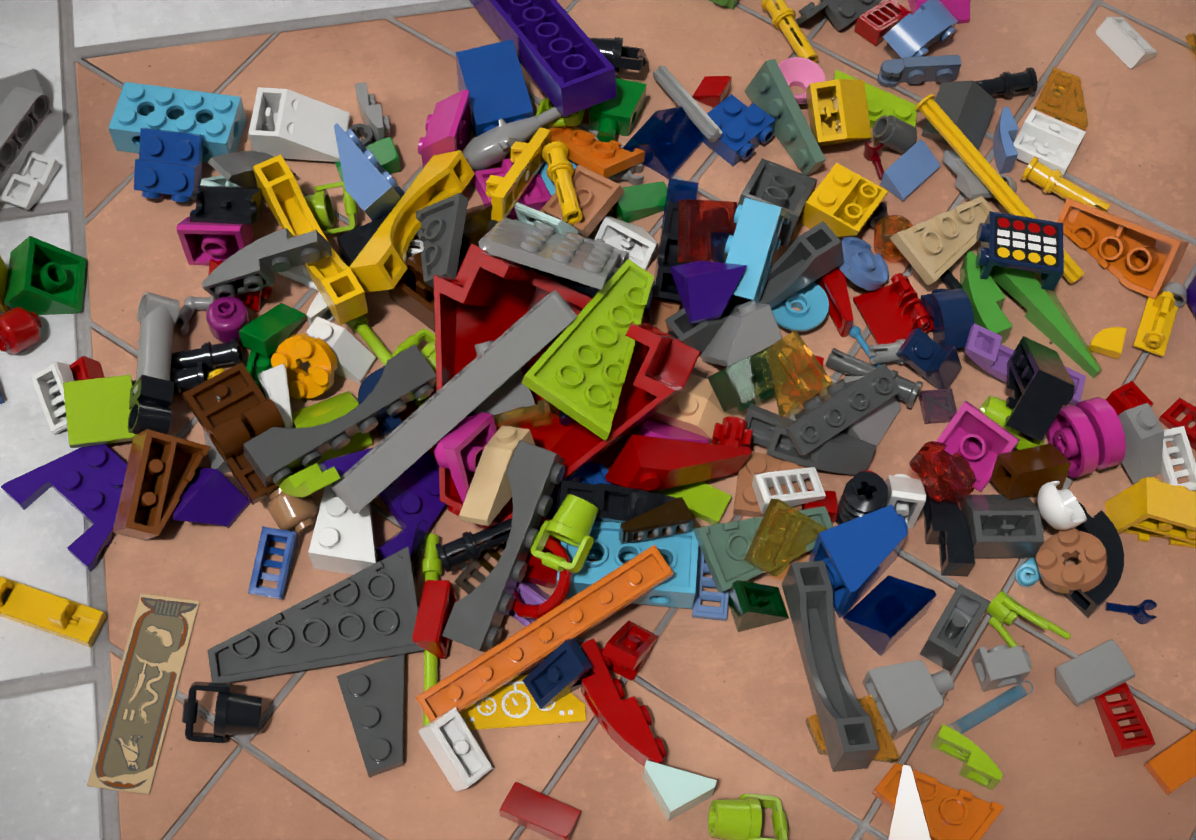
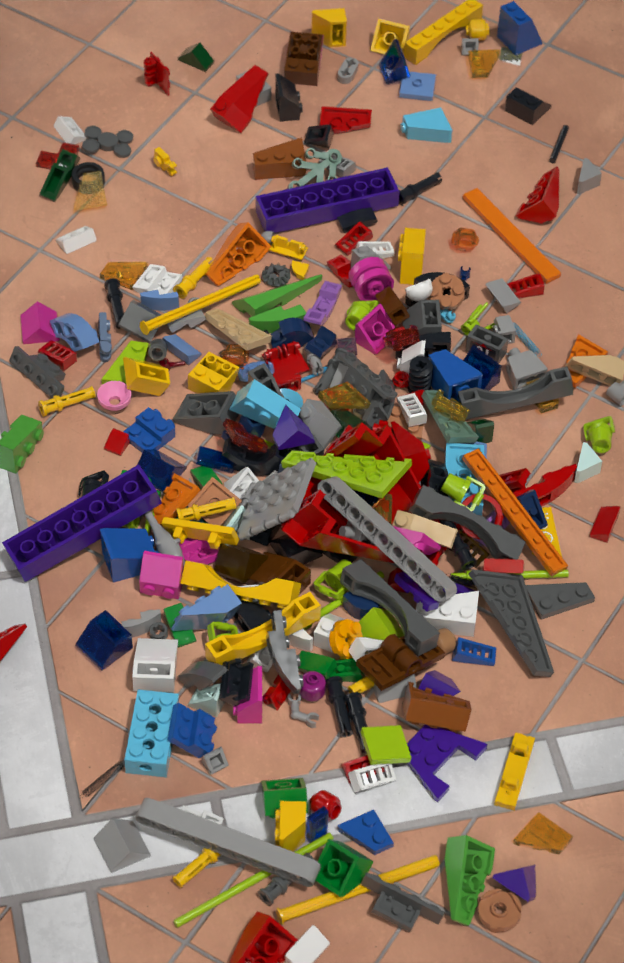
camera: 90 degrees left, 10 degrees down
(117, 67) = (102, 775): none -> black piece
(126, 201) = (215, 760): none -> light grey slope
(143, 694) = (558, 711): sticker -> none
(153, 388) = (353, 714): piece -> none
(233, 713) = (572, 662): black piece -> none
(308, 481) = (439, 612): lime slope -> none
(338, 72) = (104, 640): none -> clear blue slope
(442, 236) = (260, 561): dark grey wing -> none
(455, 750) = (579, 556): white slope -> none
(663, 521) = (447, 454): dark brown slope -> none
(691, 107) = (134, 452): light grey axle -> none
(775, 97) = (132, 403): sand green wing -> none
(976, 763) = (554, 346): lime slope -> none
(1021, 245) = (252, 292): panel -> none
(1038, 388) = (347, 290): black wedge -> none
(1086, 315) = (273, 279): none -> dark grey gear

